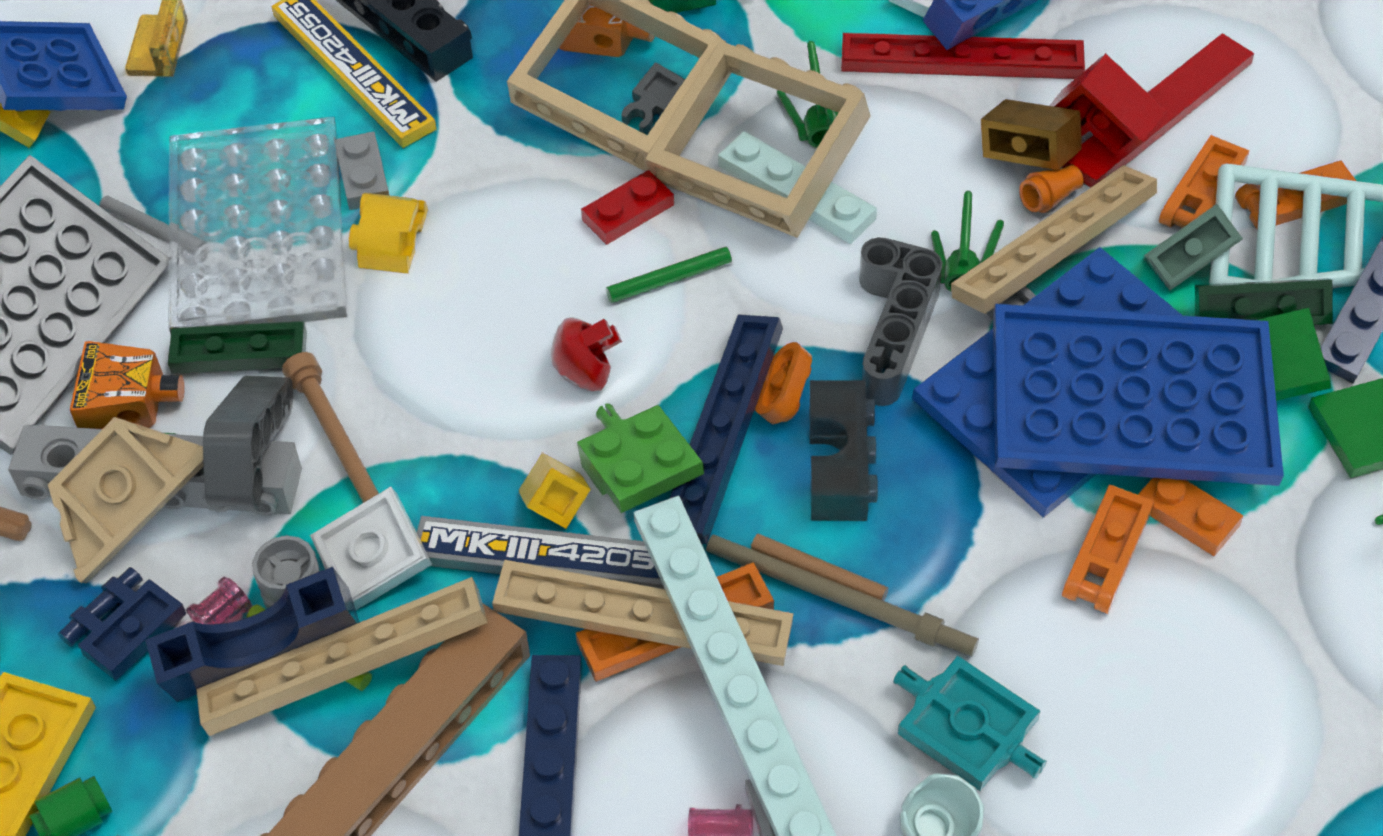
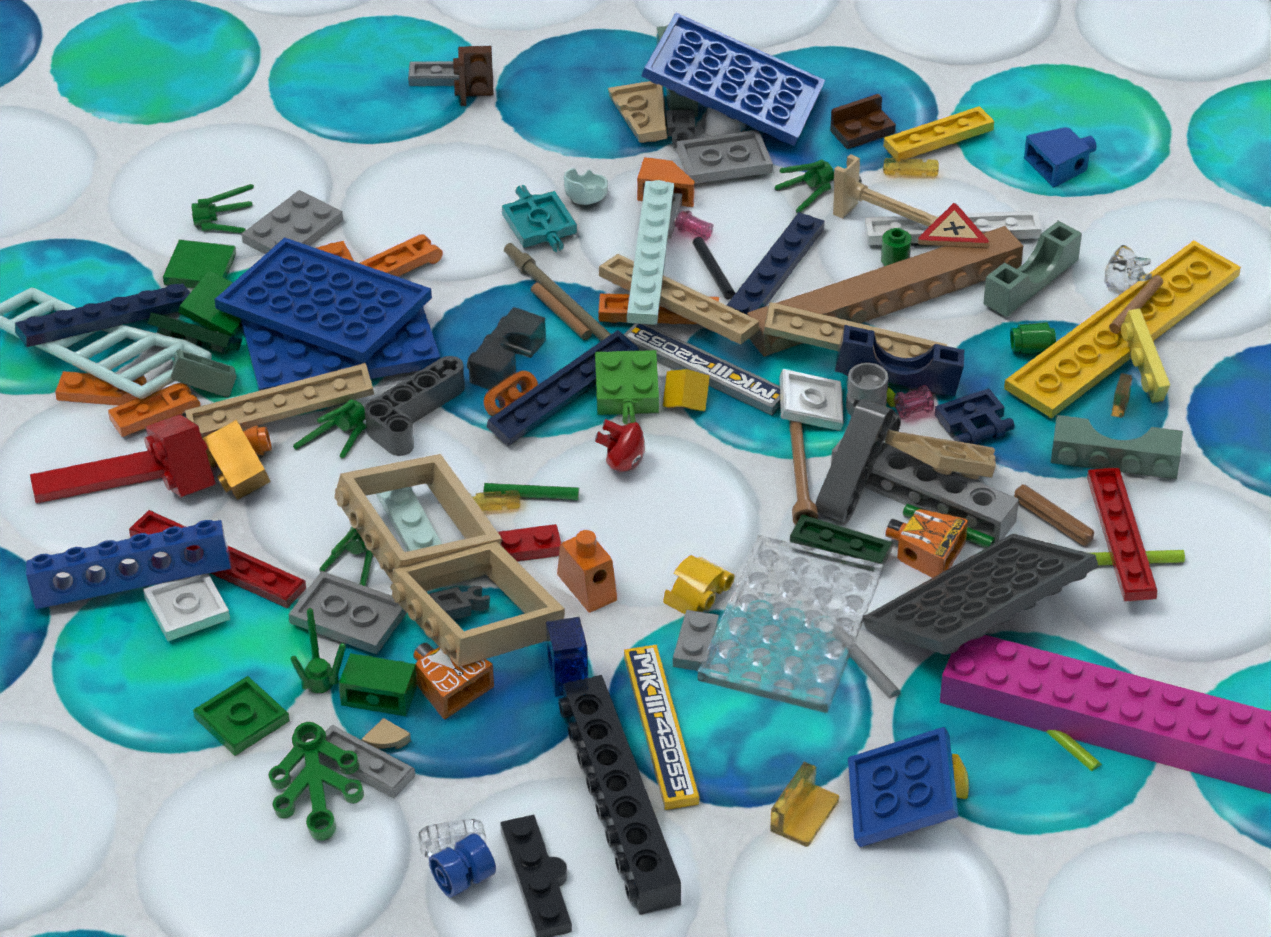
camera: 155 degrees left, 10 degrees down
(480, 55) = (566, 652): none -> clear blue brick
(526, 171) = (583, 562): none -> orange torso
(645, 757) = (713, 267): none -> black bar
(709, 236) = (495, 500): none -> clear yellow axle
(773, 34) = (348, 612): none -> light grey plate
(1316, 553) = (297, 218): none -> light grey plate

